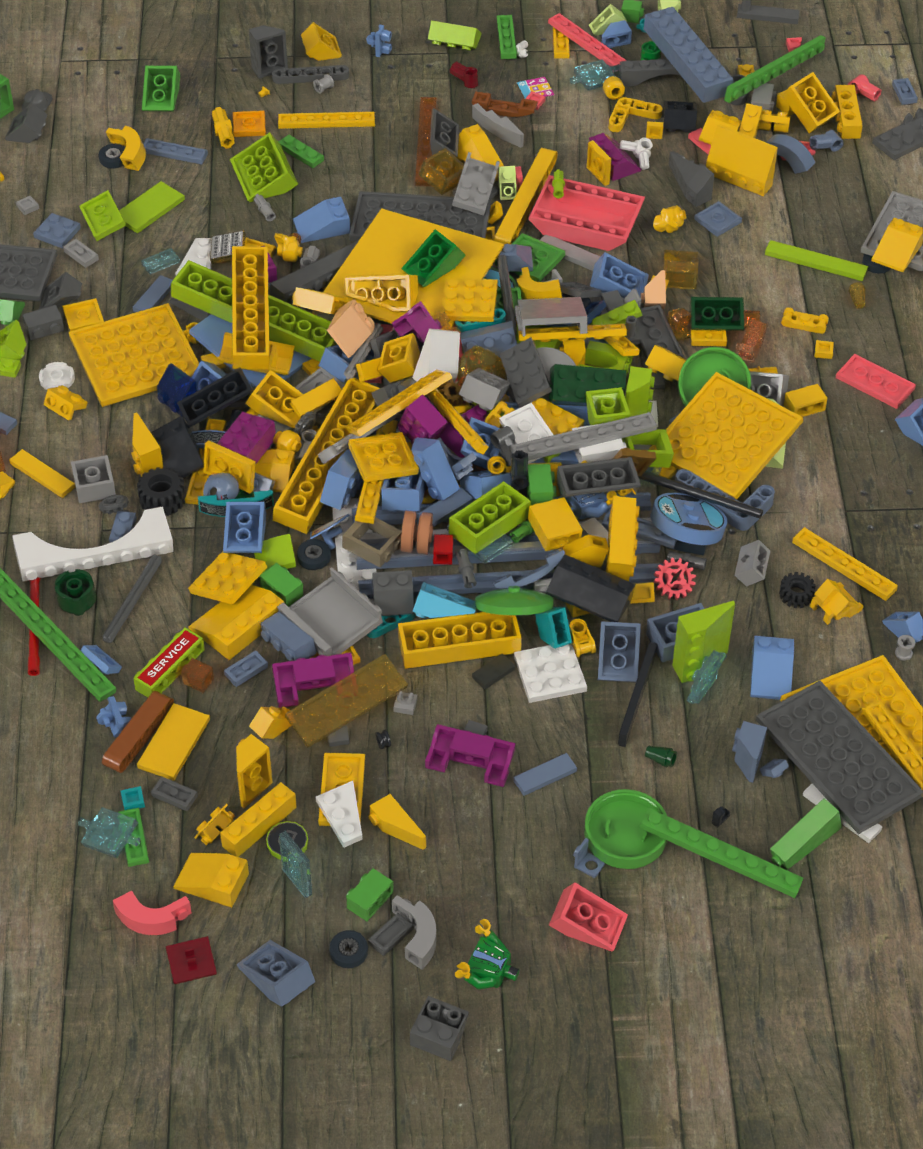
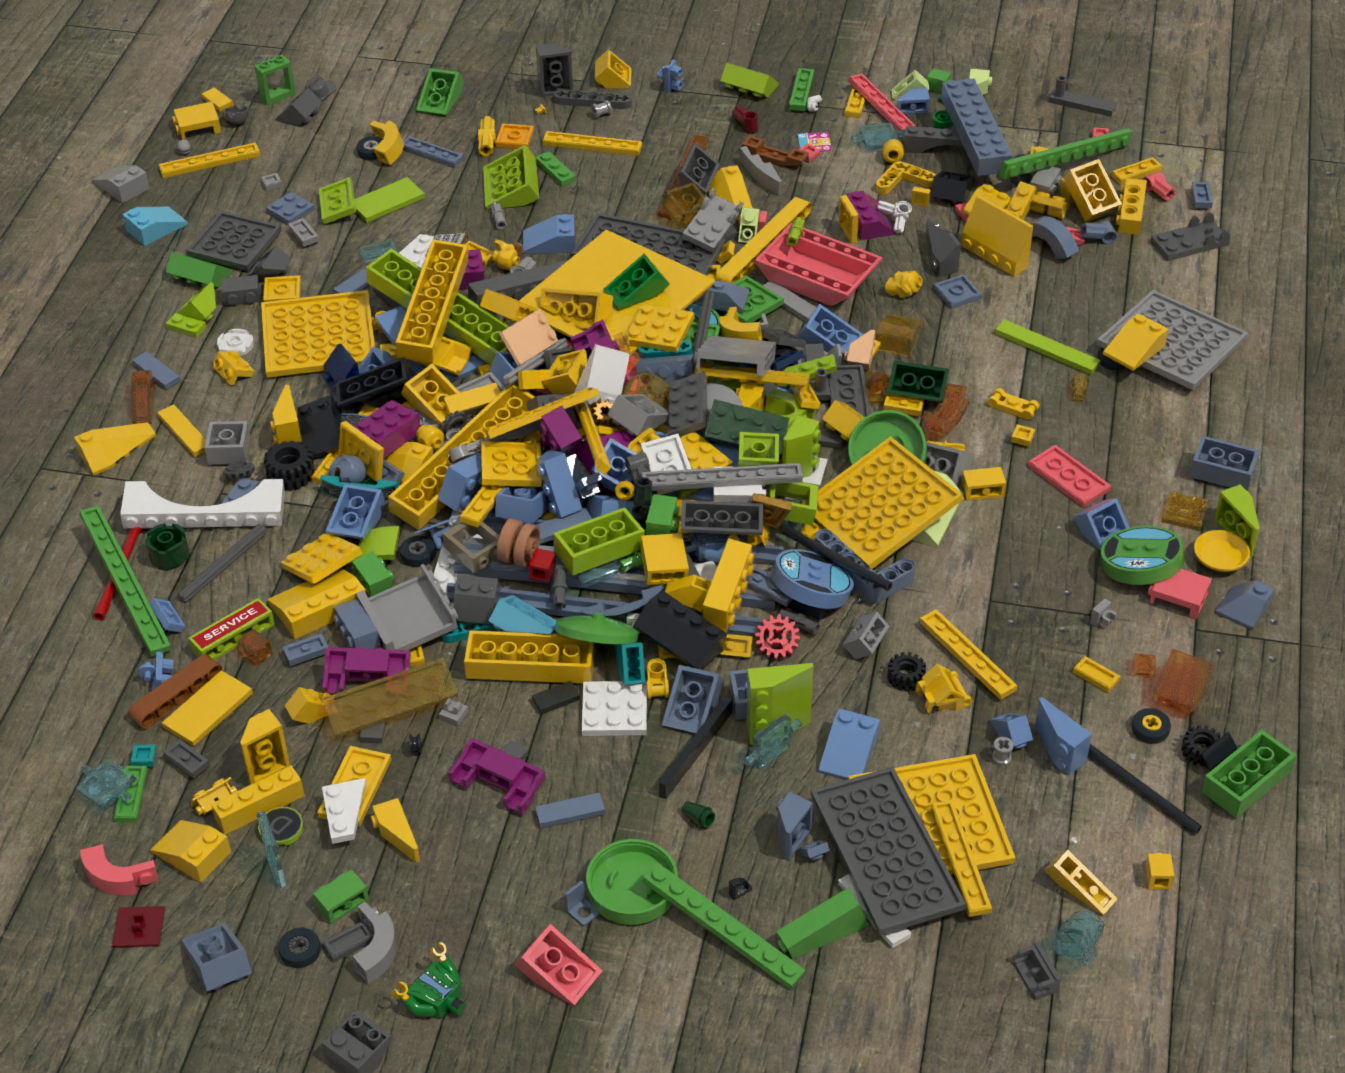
camera: 15 degrees right, 5 degrees down
(839, 75) = (1136, 170): none -> yellow tile

